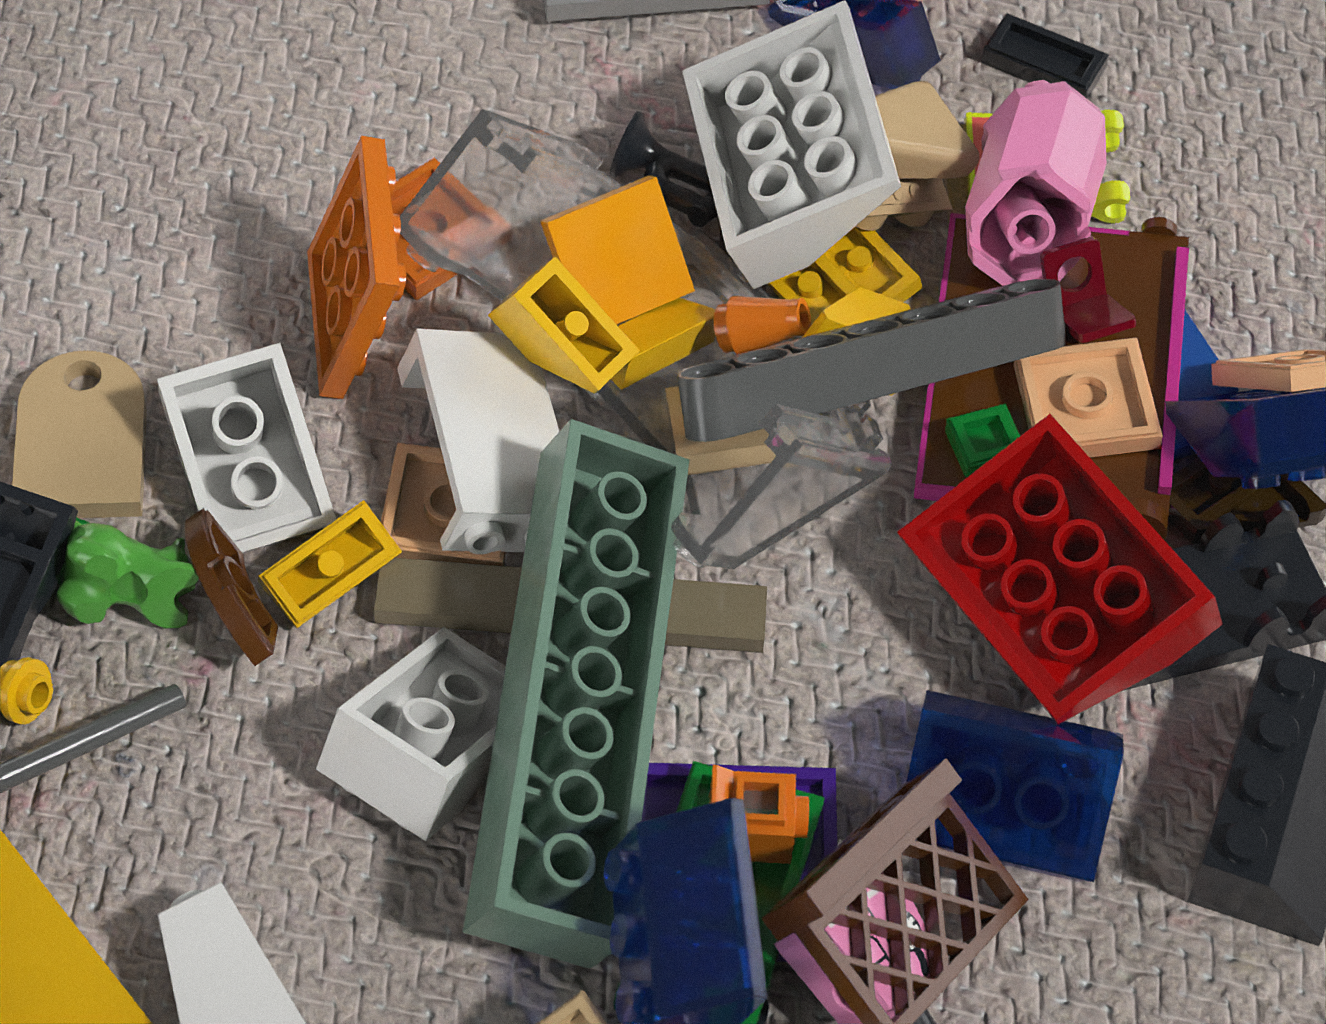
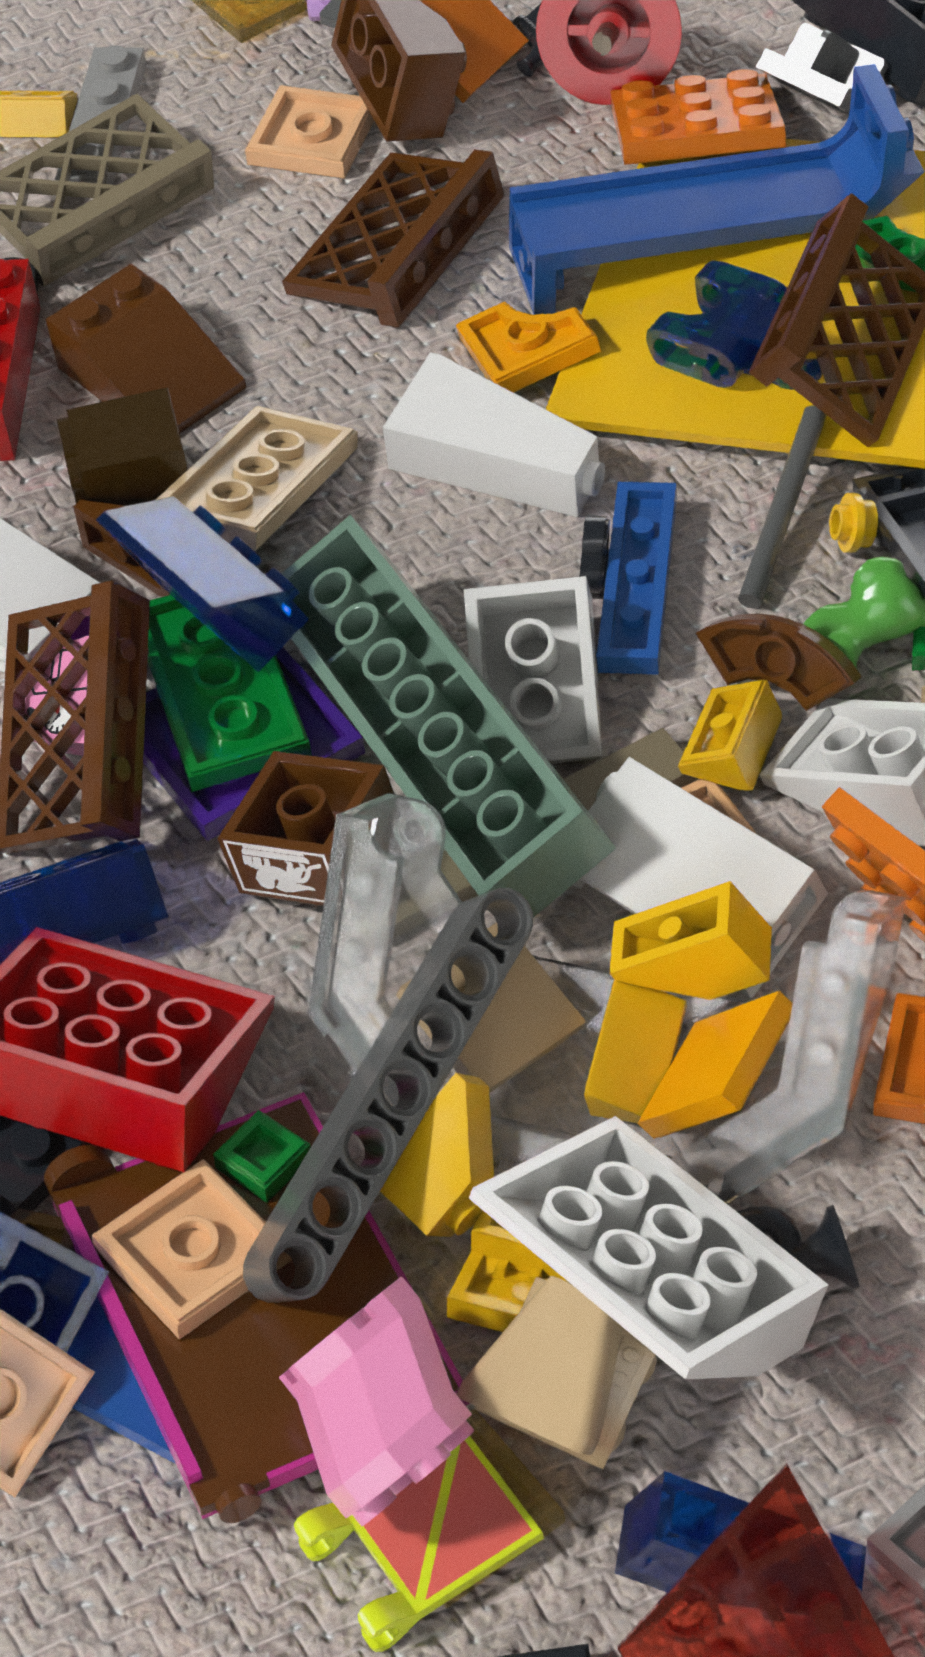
camera: 155 degrees right, 5 degrees down
(241, 782) = (637, 578): none -> blue plate
(269, 820) = (595, 551): none -> black tile
(754, 675) = (286, 823): none -> reddish brown brick
(758, 322) = (541, 1096): orange cone -> none
(771, 810) = (222, 701): orange window -> none
(1086, 308) = (241, 1324): dark red bracket -> none

